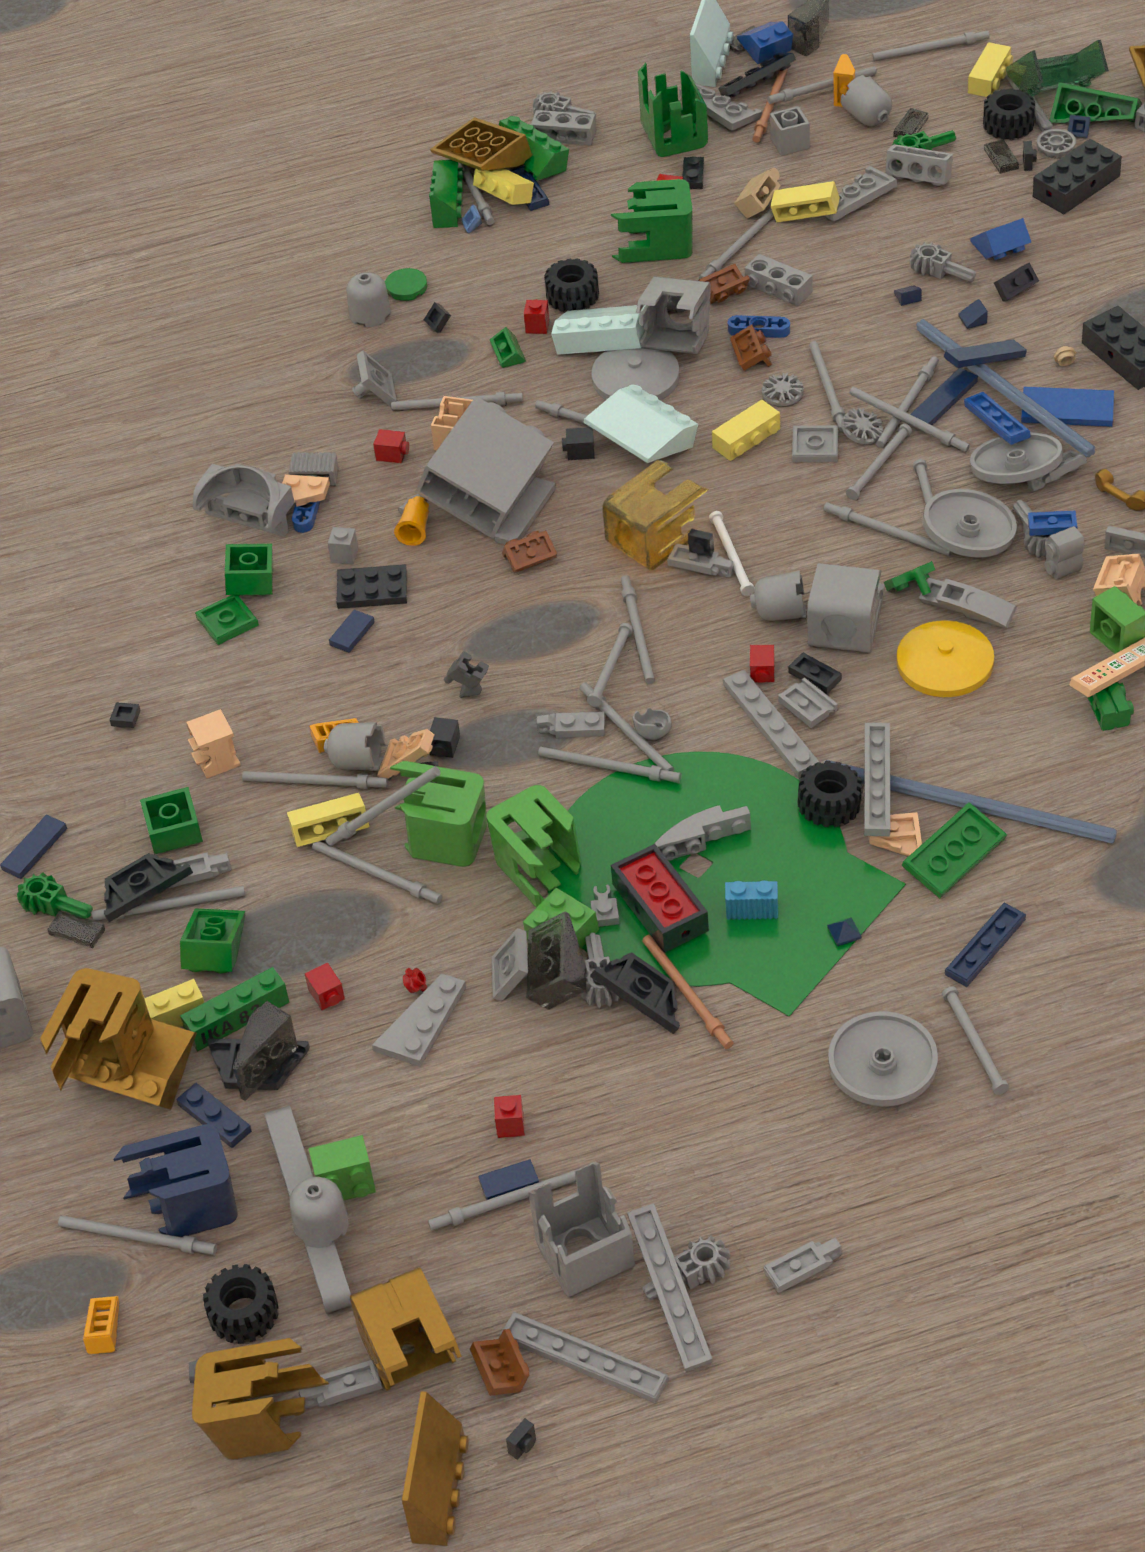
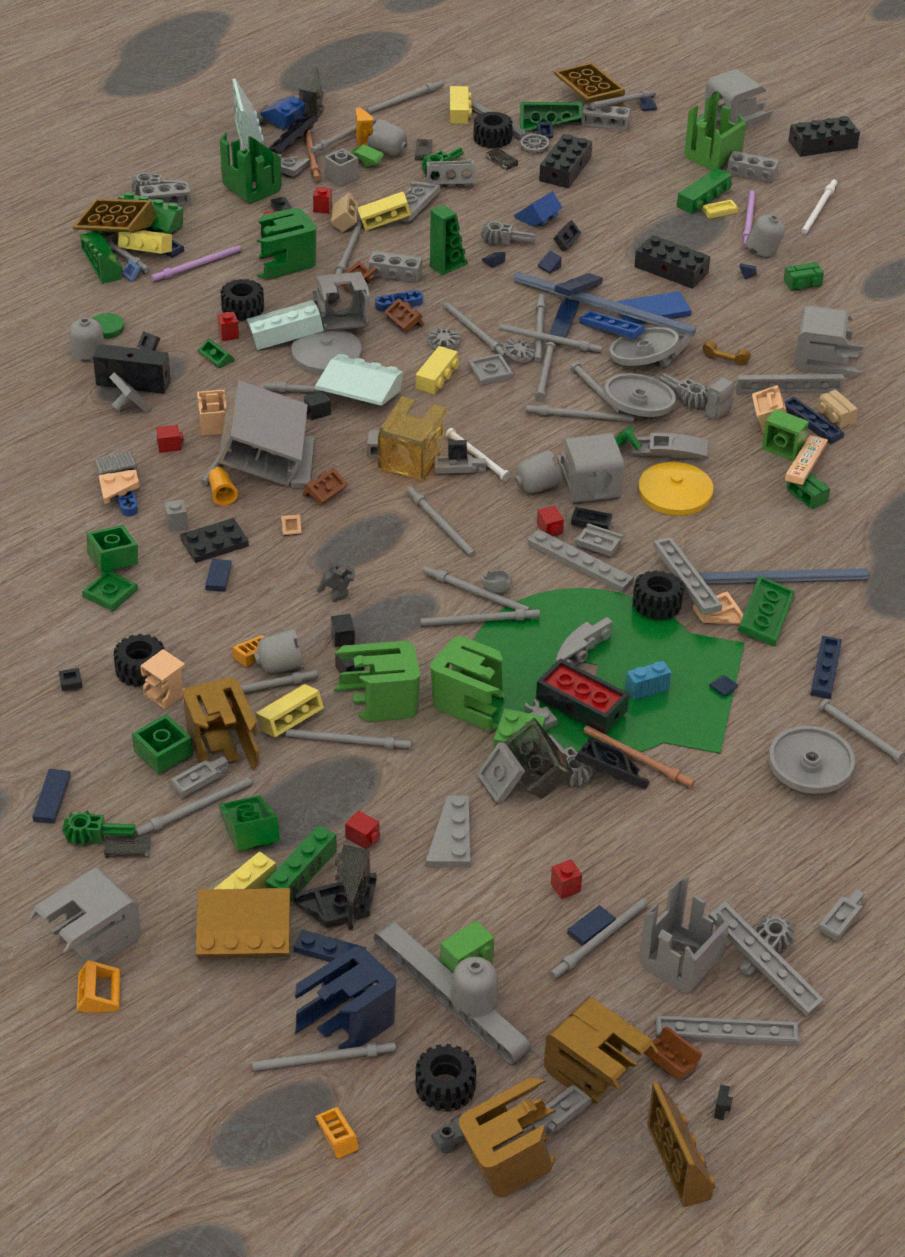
camera: 30 degrees left, 5 degrees down
(101, 1000) = (222, 884): pearl gold piece -> none
(140, 882) = (166, 795): black wing -> none
(202, 700) = (130, 656): none -> black tyre
(223, 800) = (219, 717): none -> pearl gold piece
(253, 497) = (81, 497): light grey piece -> none
(349, 828) = (314, 711): light grey bar -> none
(396, 347) = (138, 367): none -> black brick
(405, 749) = (325, 645): light nougat wing -> none
(414, 980) = (430, 805): red plate -> none
(464, 589) = (291, 524): none -> light nougat slope
(500, 399) = (186, 401): light grey bar -> none
(511, 230) = (168, 273): none -> lavender bar
(572, 724) = (434, 597): light grey hinge -> none
(594, 698) = (444, 573): light grey bar -> none
(742, 170) = (322, 200): none -> red brick
(832, 119) = (368, 155): none -> bright green slope
(844, 262) = (445, 241): none -> green wedge
(1029, 155) = (522, 154): black plate -> none
(1044, 74) = (503, 99): clear green windscreen -> none
(1050, 522) = (700, 380): blue plate -> none
(1065, 356) = (632, 276): tan plate -> none

